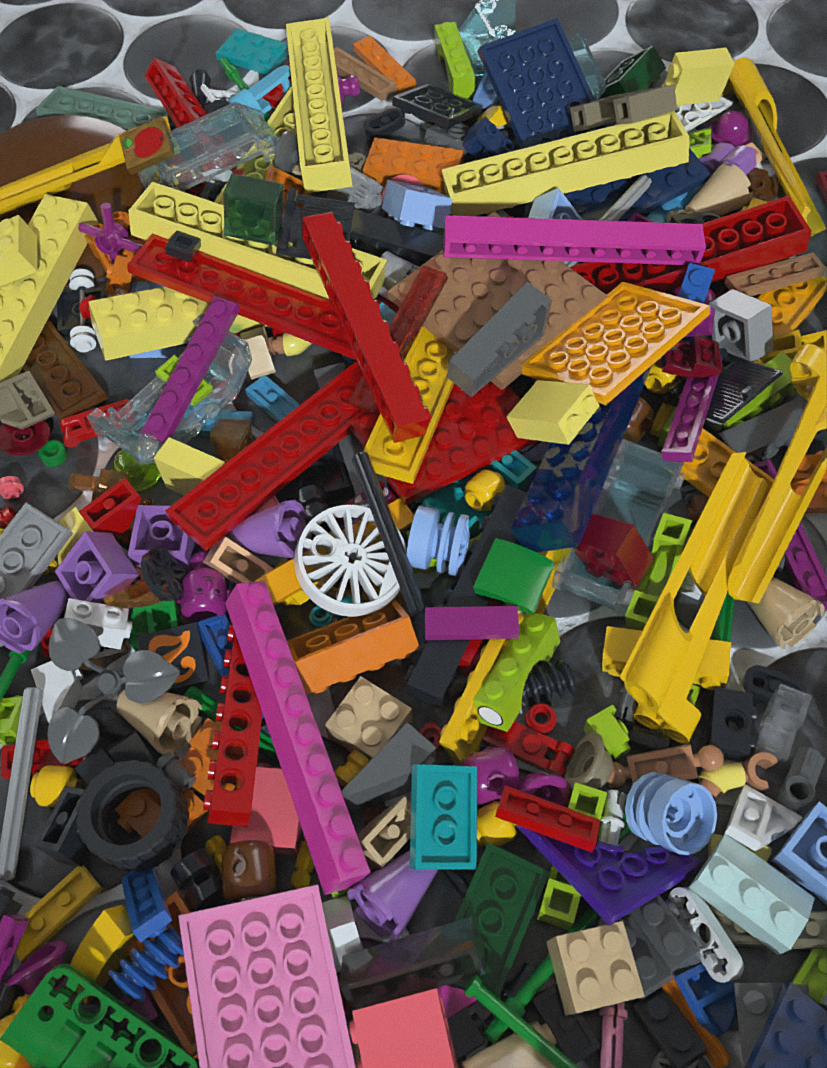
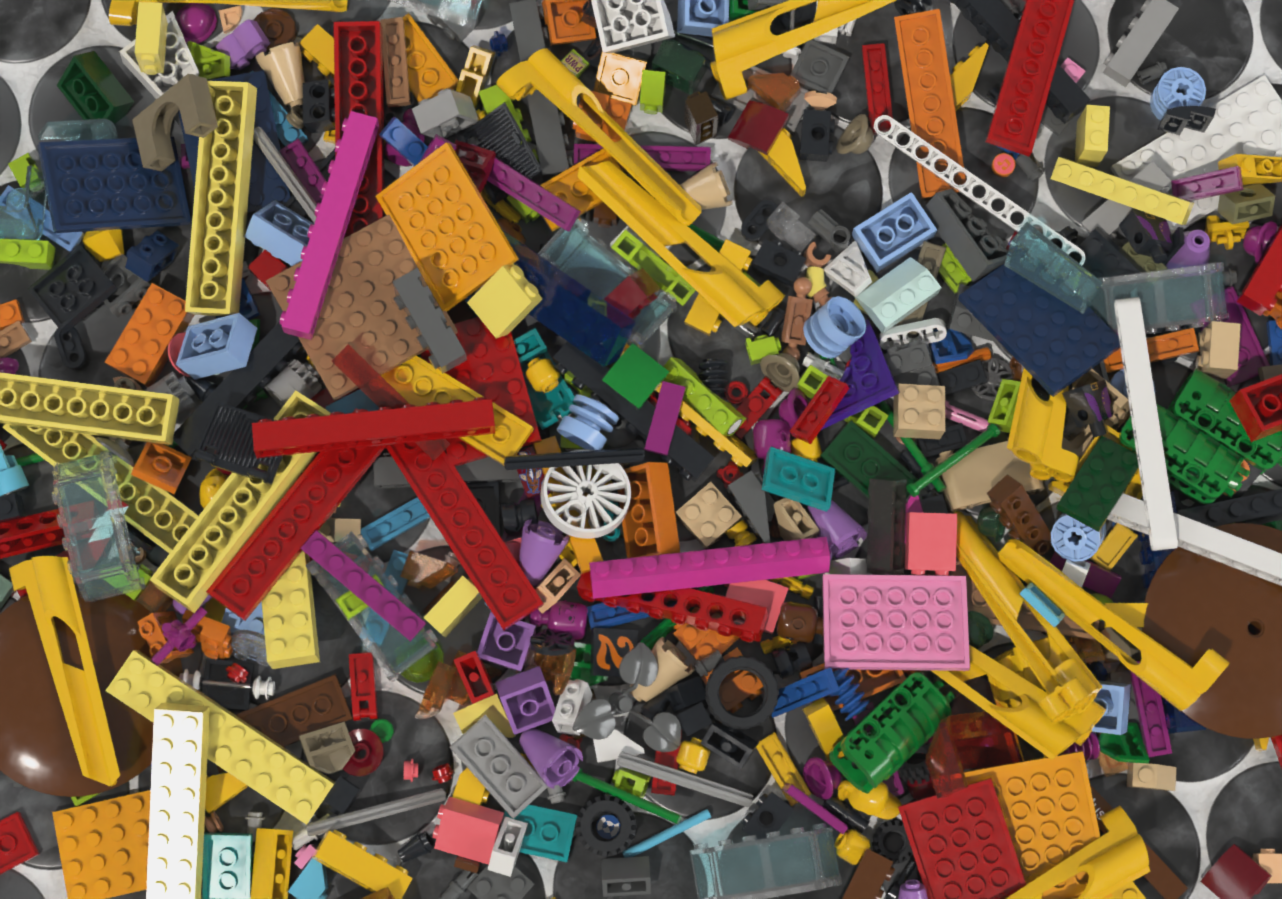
camera: 75 degrees left, 20 degrees up
(146, 145) = (84, 580): tile -> none
(183, 246) = (236, 564): black plate -> none
(253, 209) = (229, 491): clear green brick -> none

